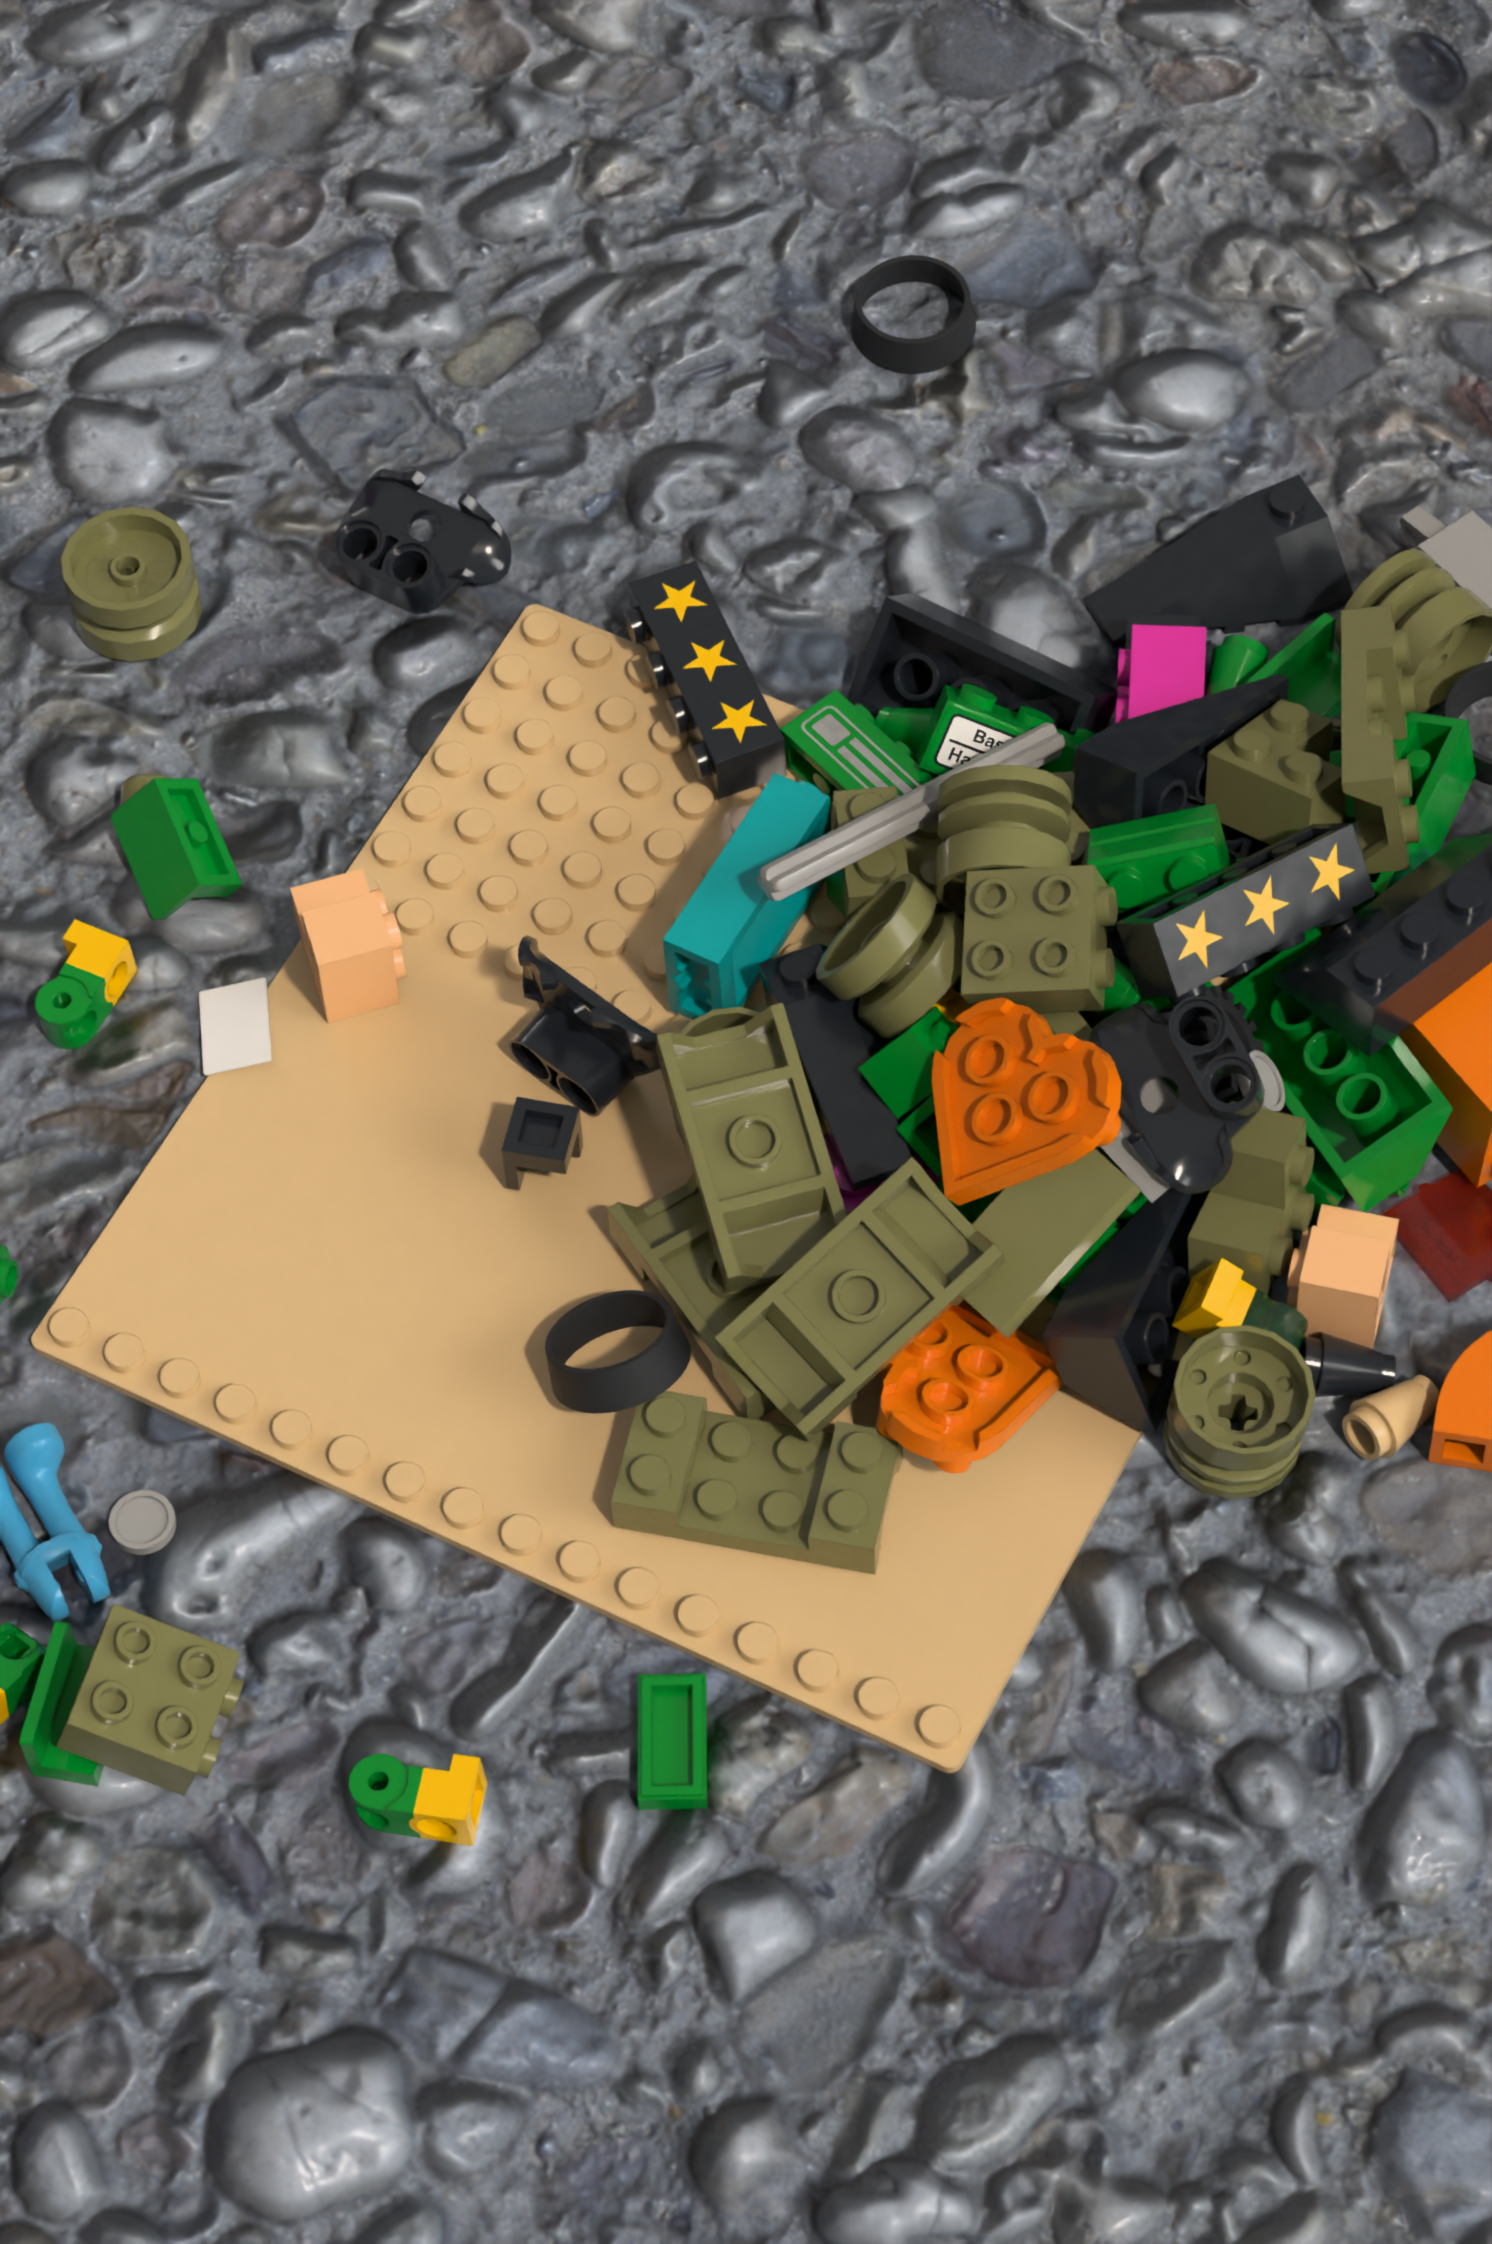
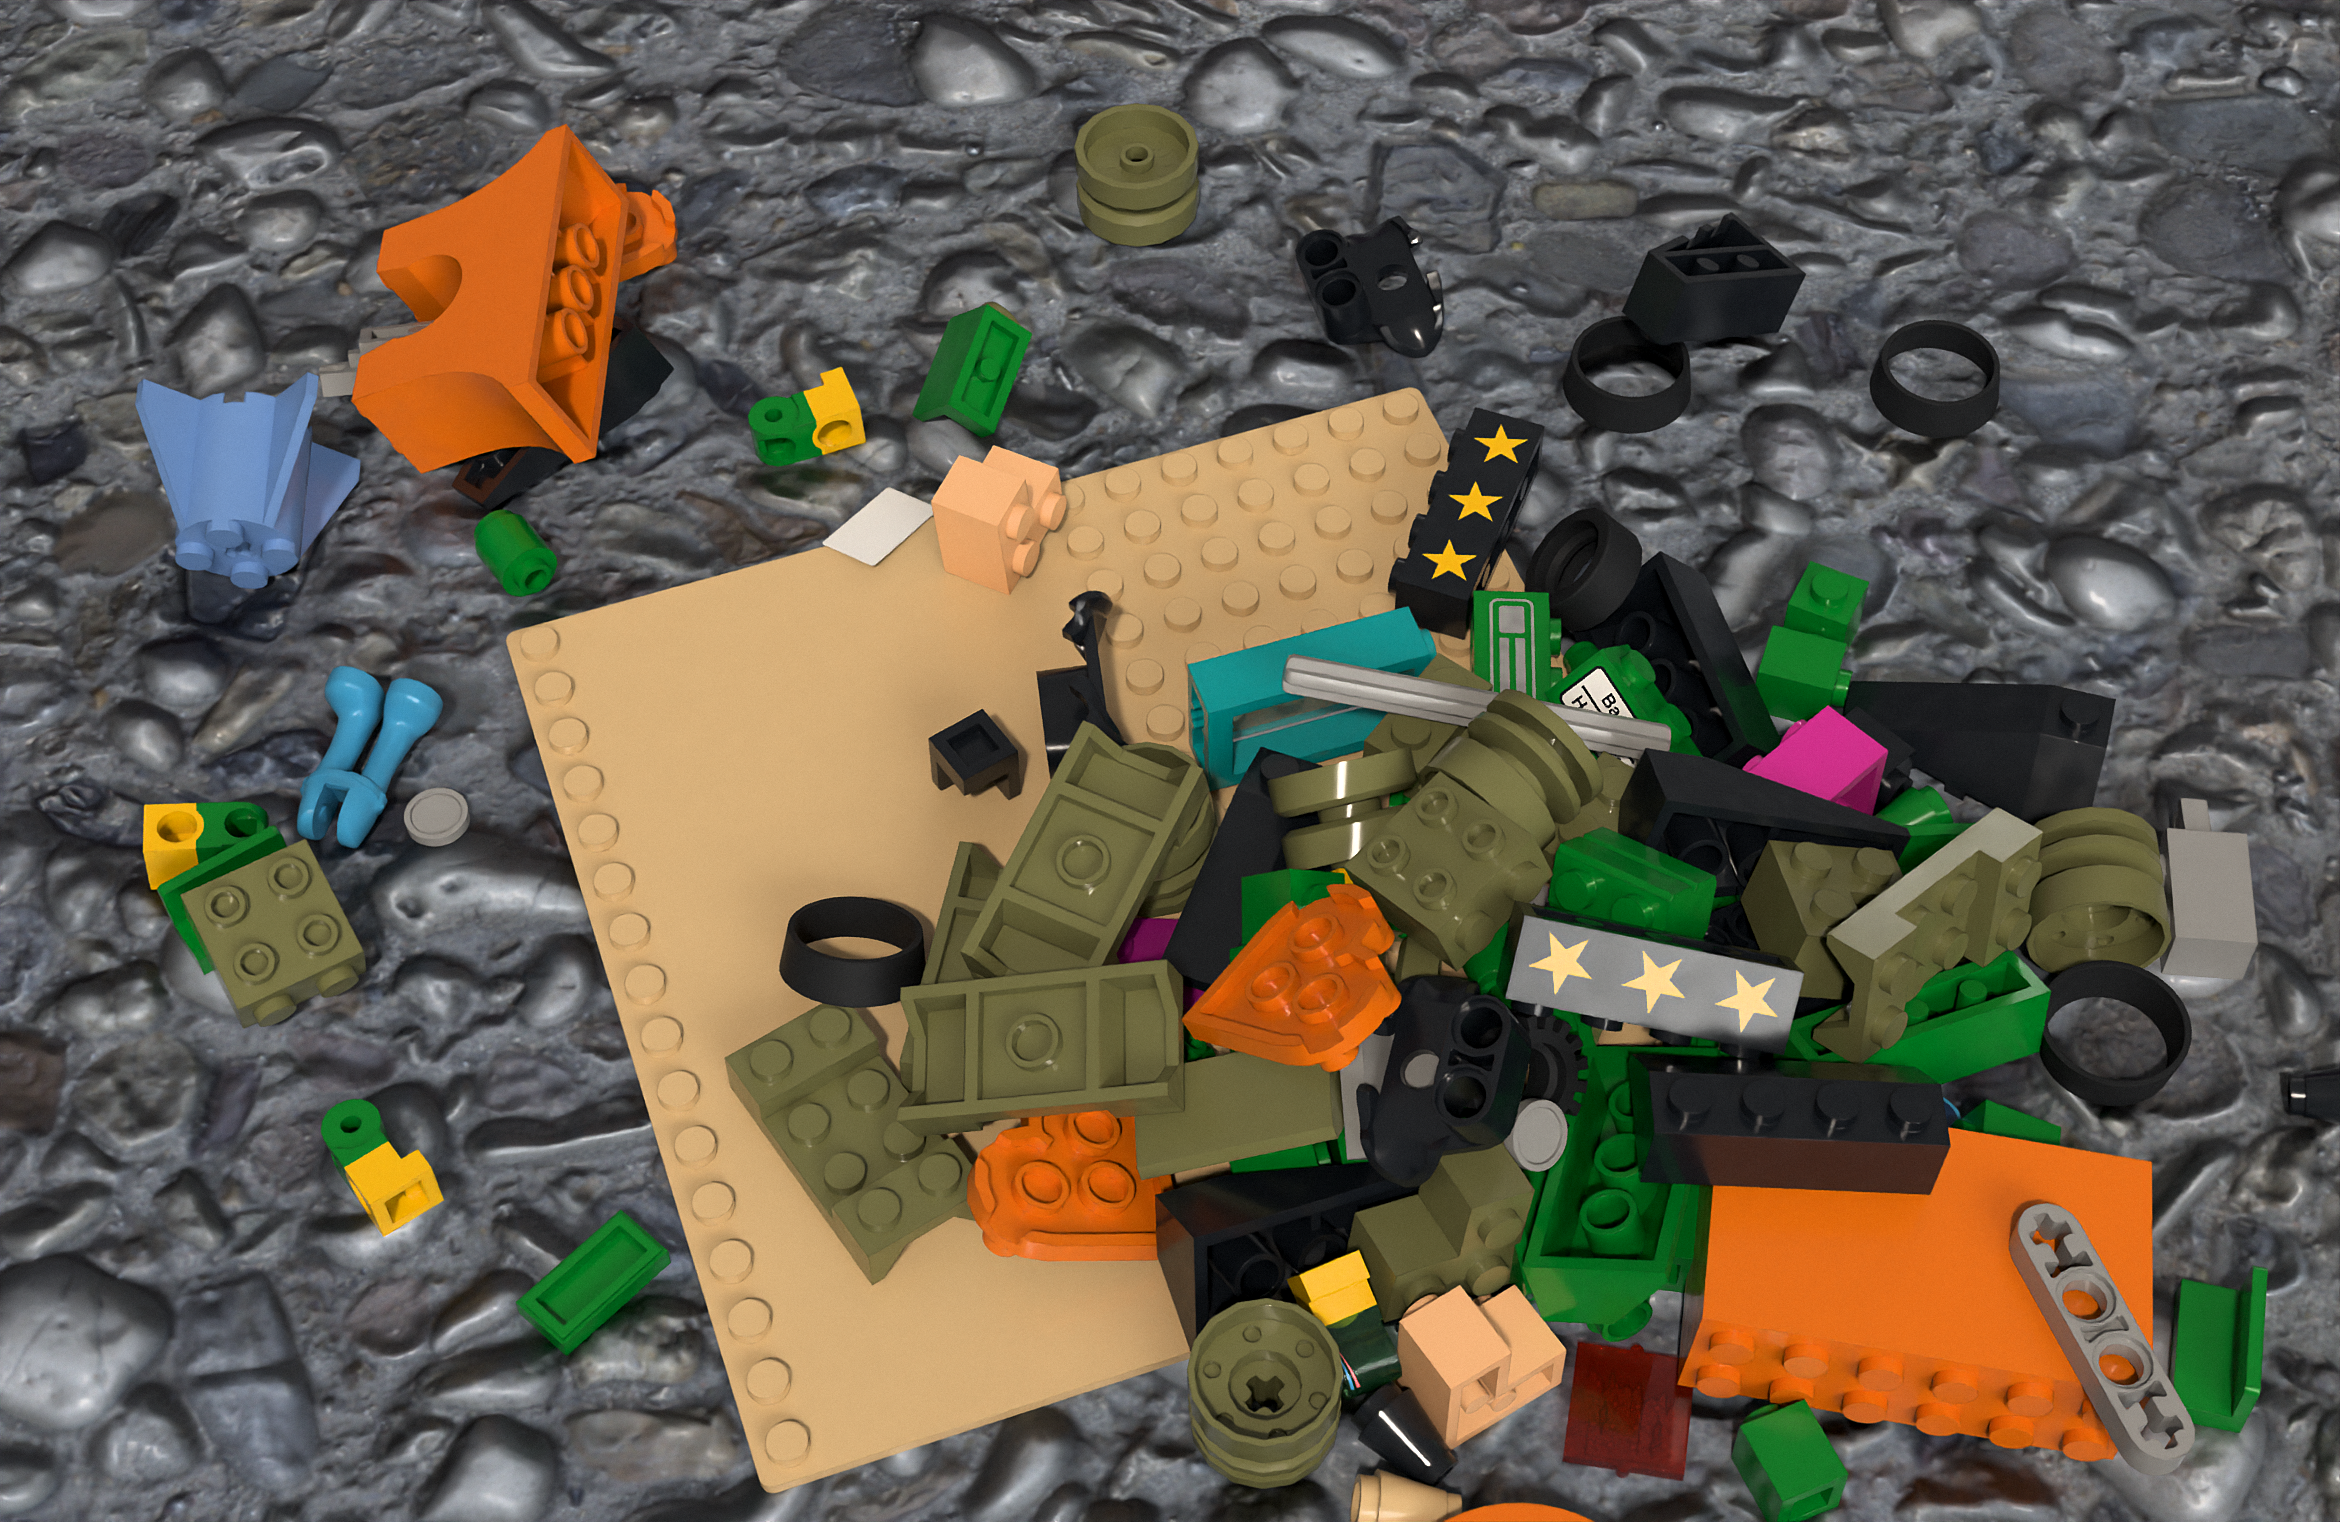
camera: 40 degrees right, 5 degrees down
(684, 517) = (1619, 412): none -> black tyre
(696, 353) = (1713, 286): none -> black wedge
(795, 640) = (1605, 580): none -> black tyre
(1027, 562) = (1827, 604): none -> green brick
(1056, 618) = (1802, 674): none -> green brick

